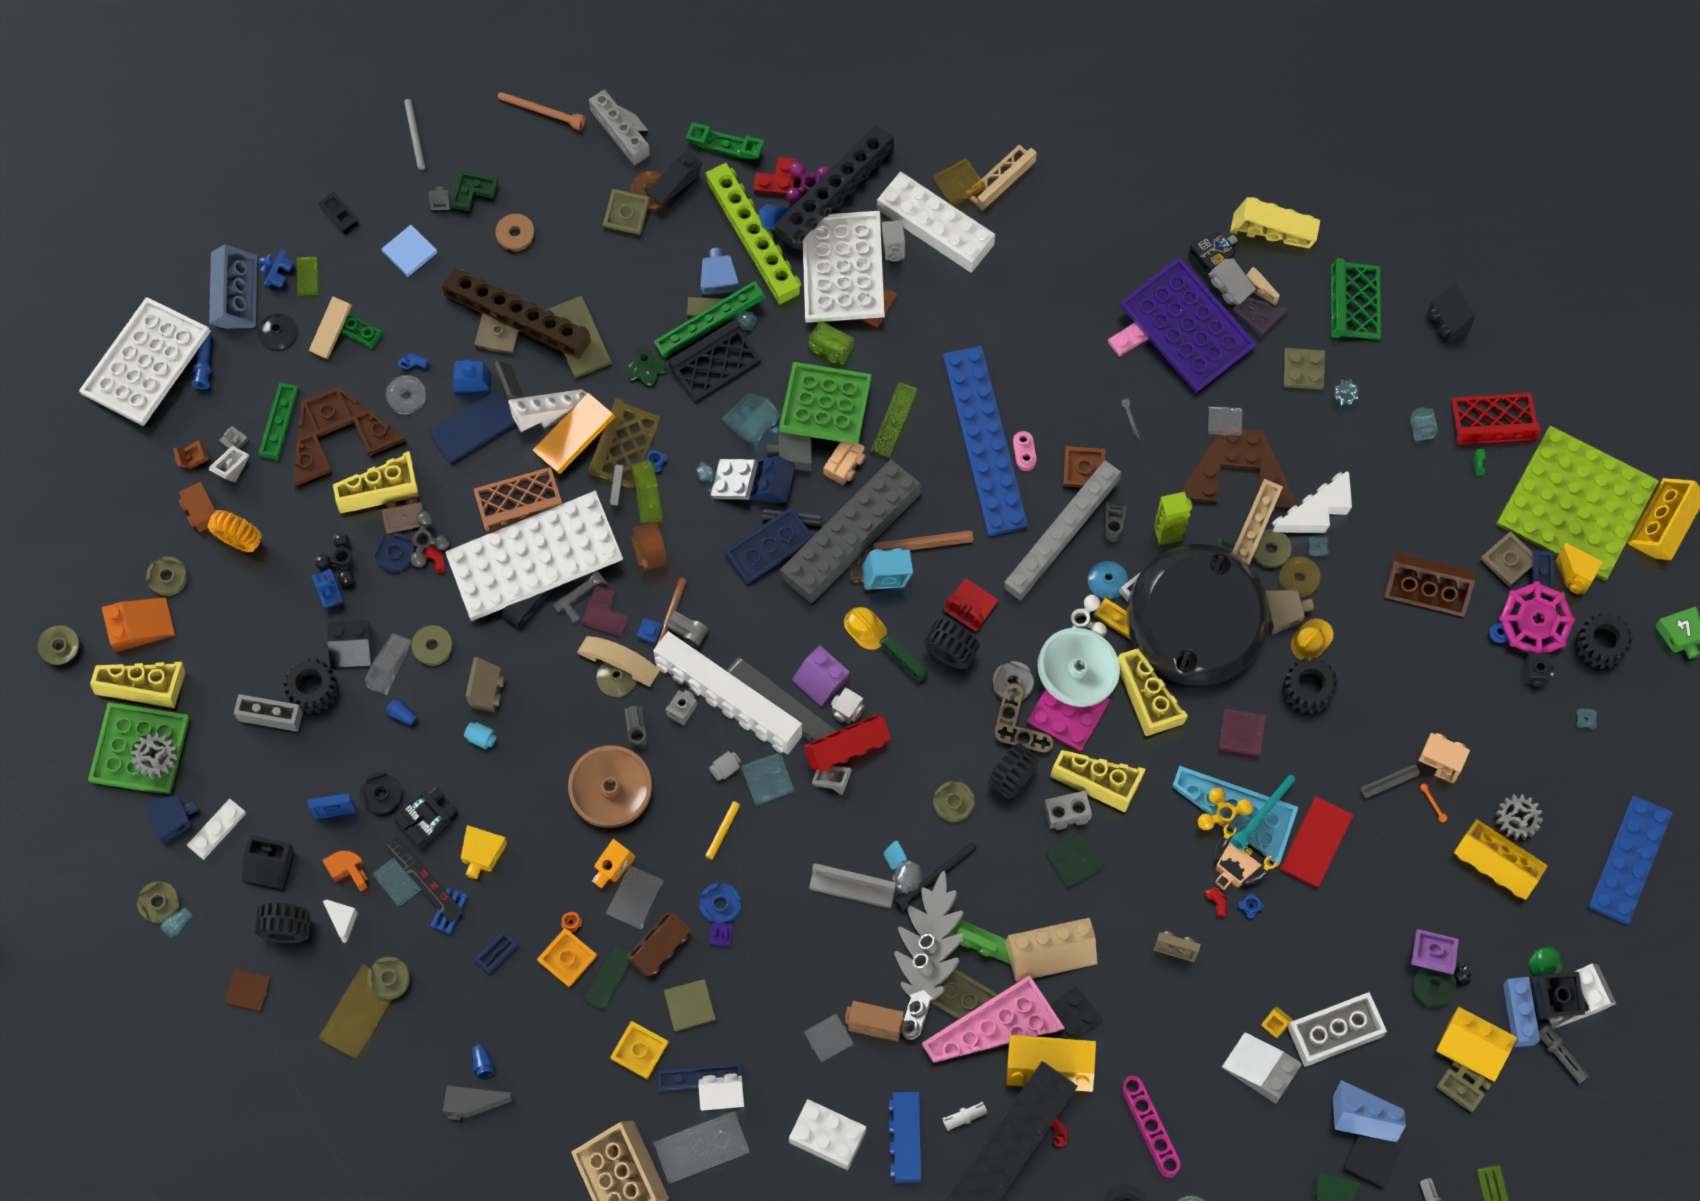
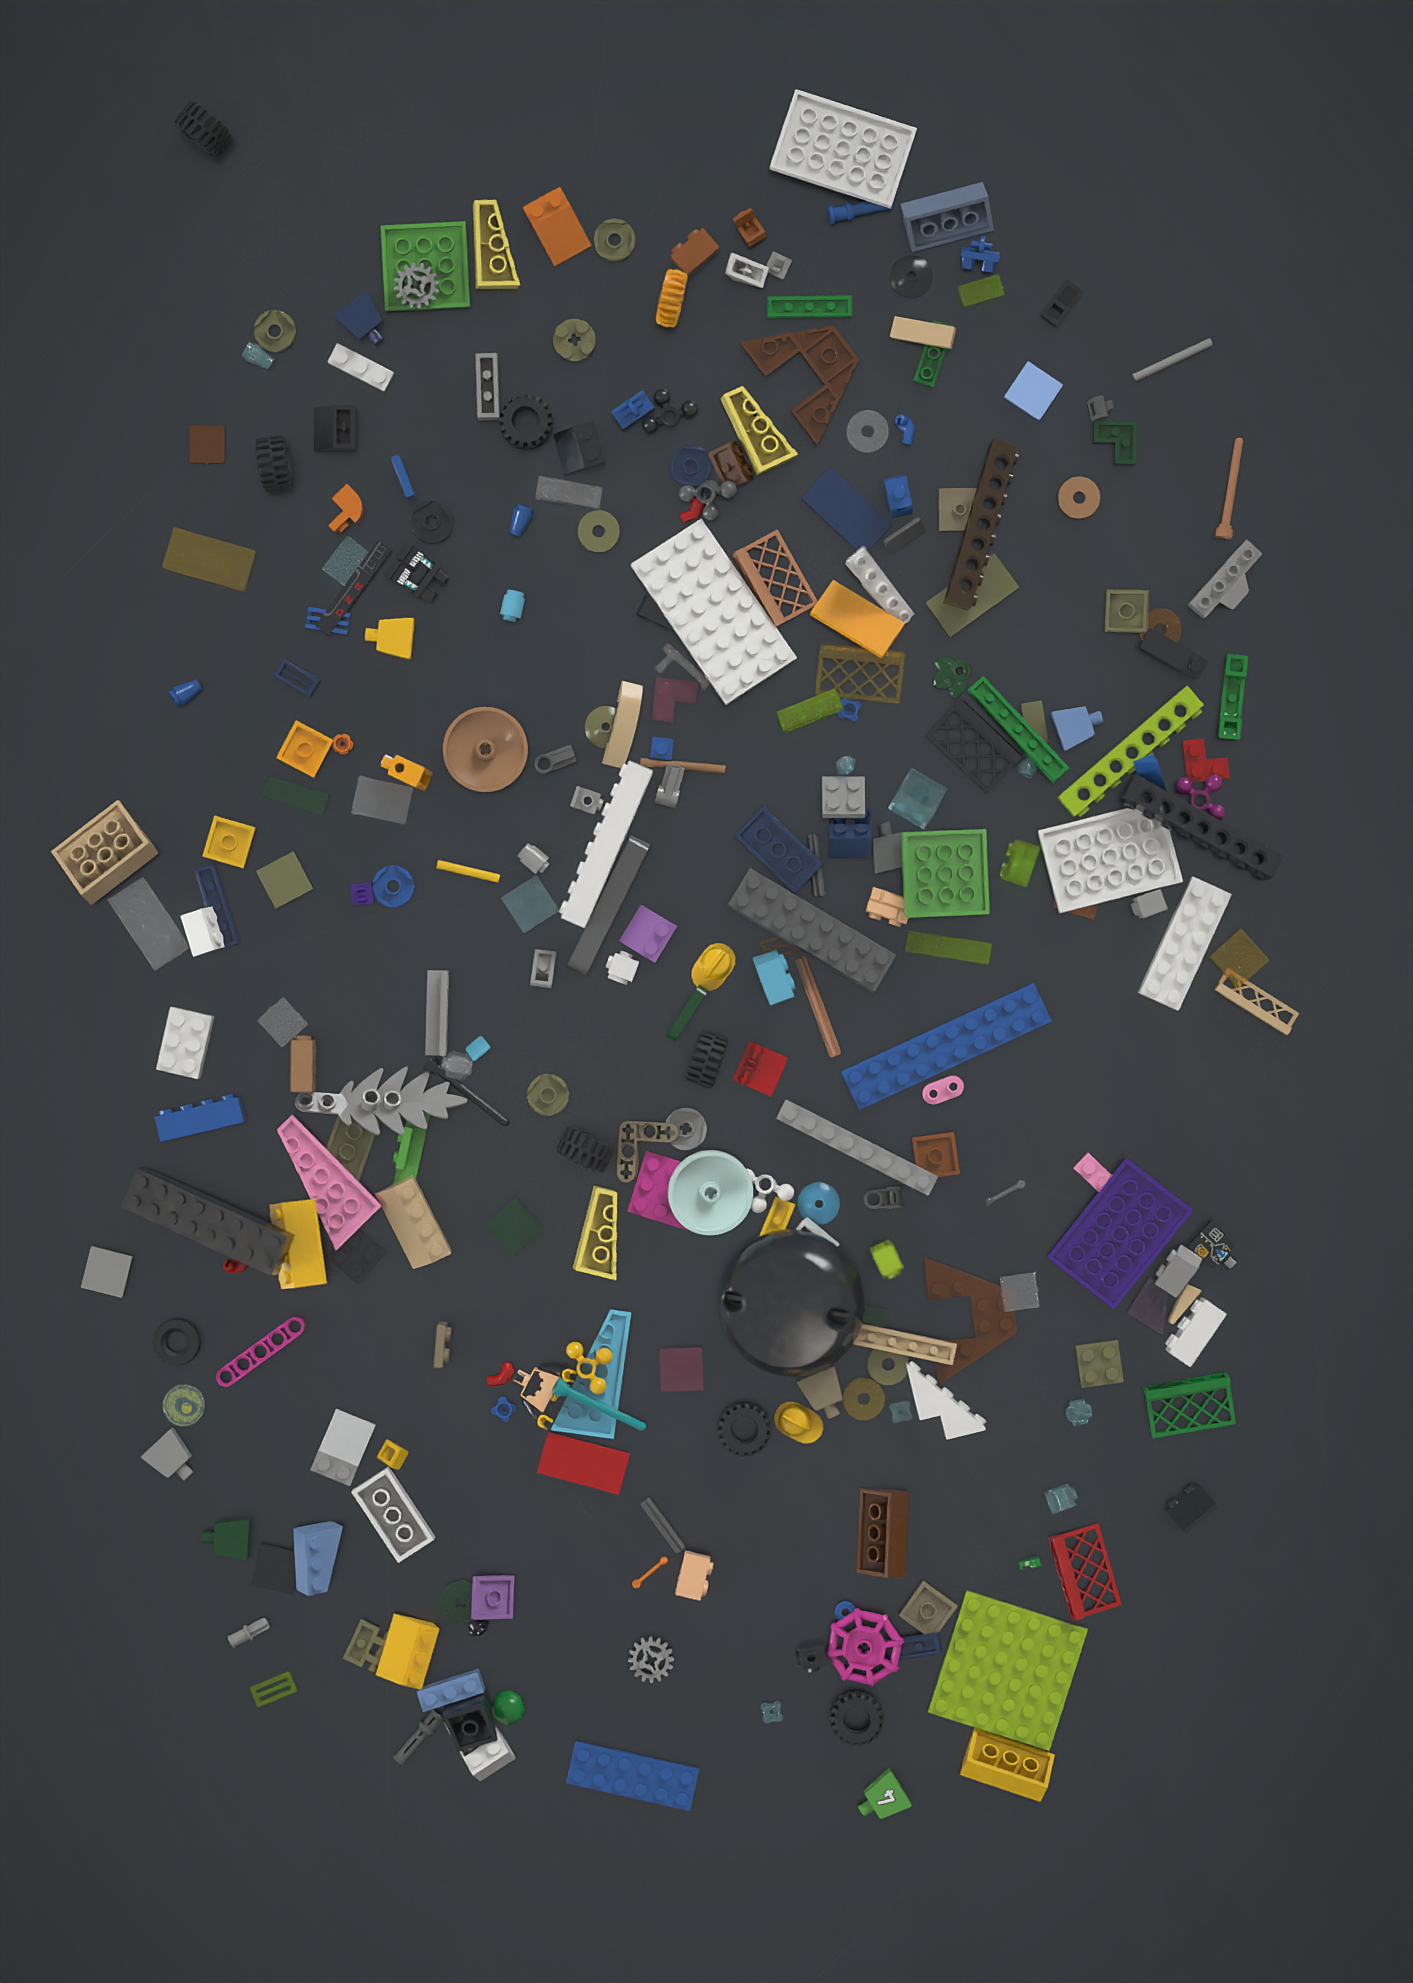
camera: 75 degrees right, 20 degrees up
(52, 639) = (510, 142): olive dish -> none
(242, 620) = (580, 329): none -> olive plate
(342, 918) = (296, 517): white slope -> none
(388, 978) = (246, 580): olive tile -> none
(468, 1101) = (141, 686): dark grey slope -> none
(484, 685) = (562, 598): dark tan slope -> none
(616, 486) = (809, 677): light grey tile -> none
(649, 546) = (750, 727): clear orange brick -> none
(659, 944) = (336, 836): reddish brown brick -> none
(847, 742) = (579, 977): red brick -> none
(965, 1116) = (232, 1170): white pin -> none
(1065, 805) = (566, 1208): light grey brick -> none
(1148, 694) = (698, 1268): light yellow wedge -> none
(1275, 223) = (1259, 1305): light yellow wedge -> none
(1290, 278) = (1194, 1331): none -> white brick
(1500, 859) = (603, 1648): yellow slope -> none
(1577, 568) = (926, 1681): yellow slope -> none

